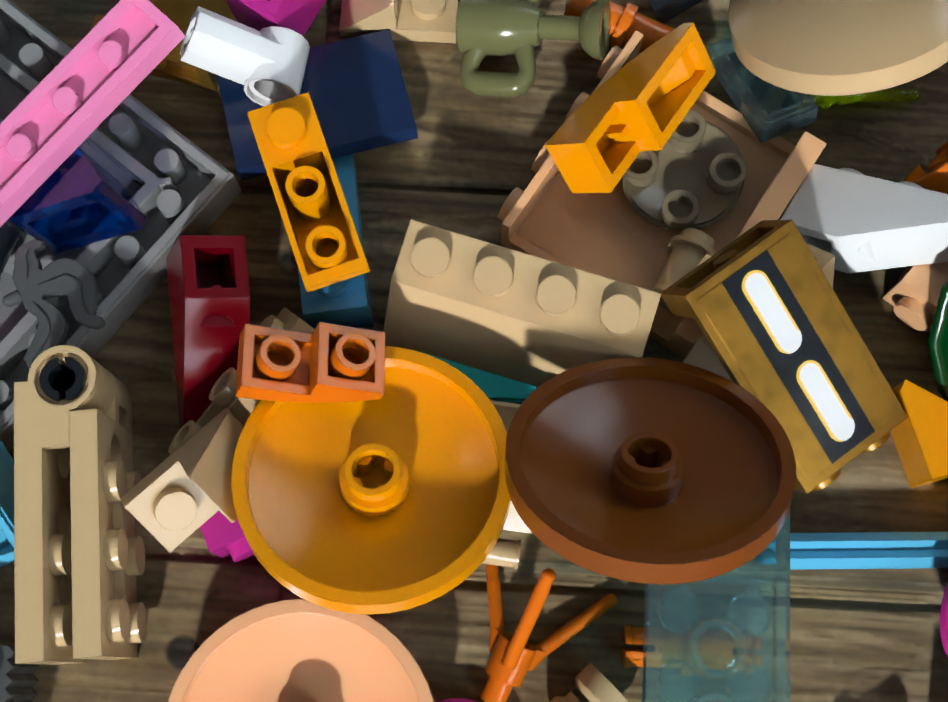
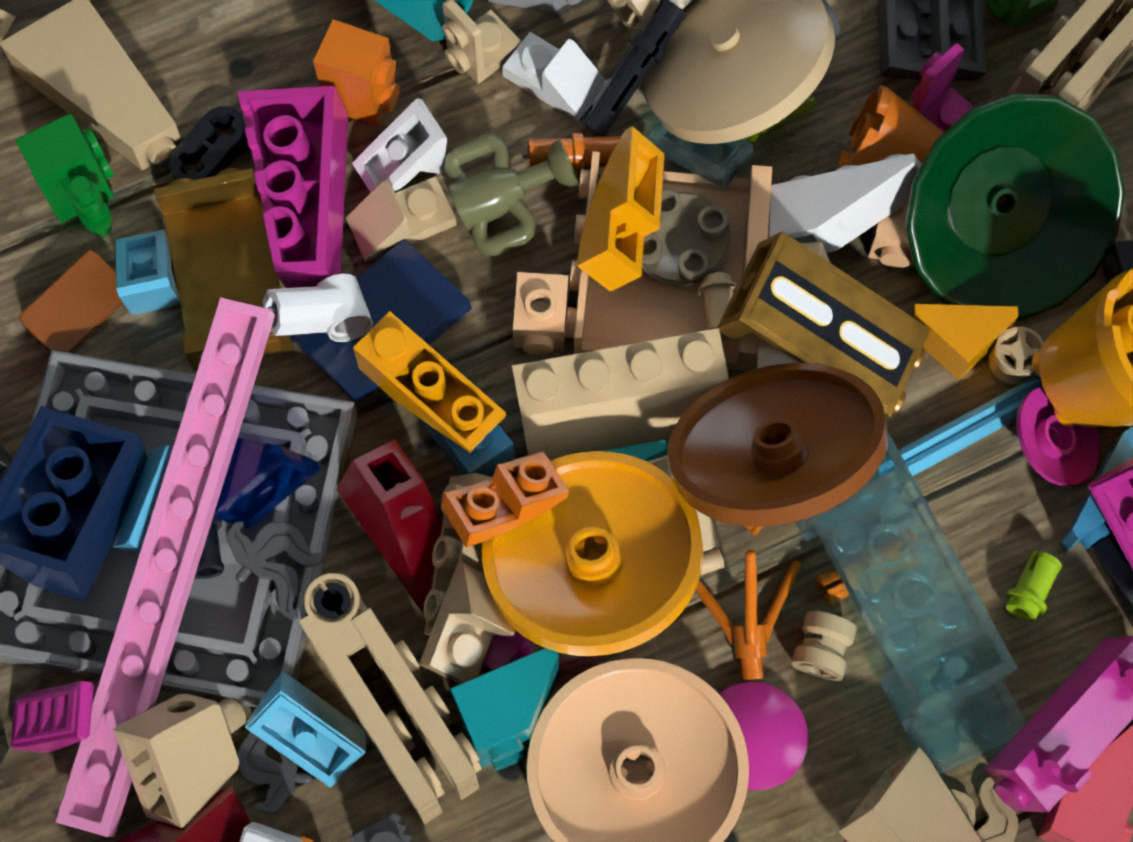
camera: 30 degrees left, 5 degrees down
(187, 596) = (505, 706): none -> teal slope
(484, 177) = (540, 312): none -> light nougat brick

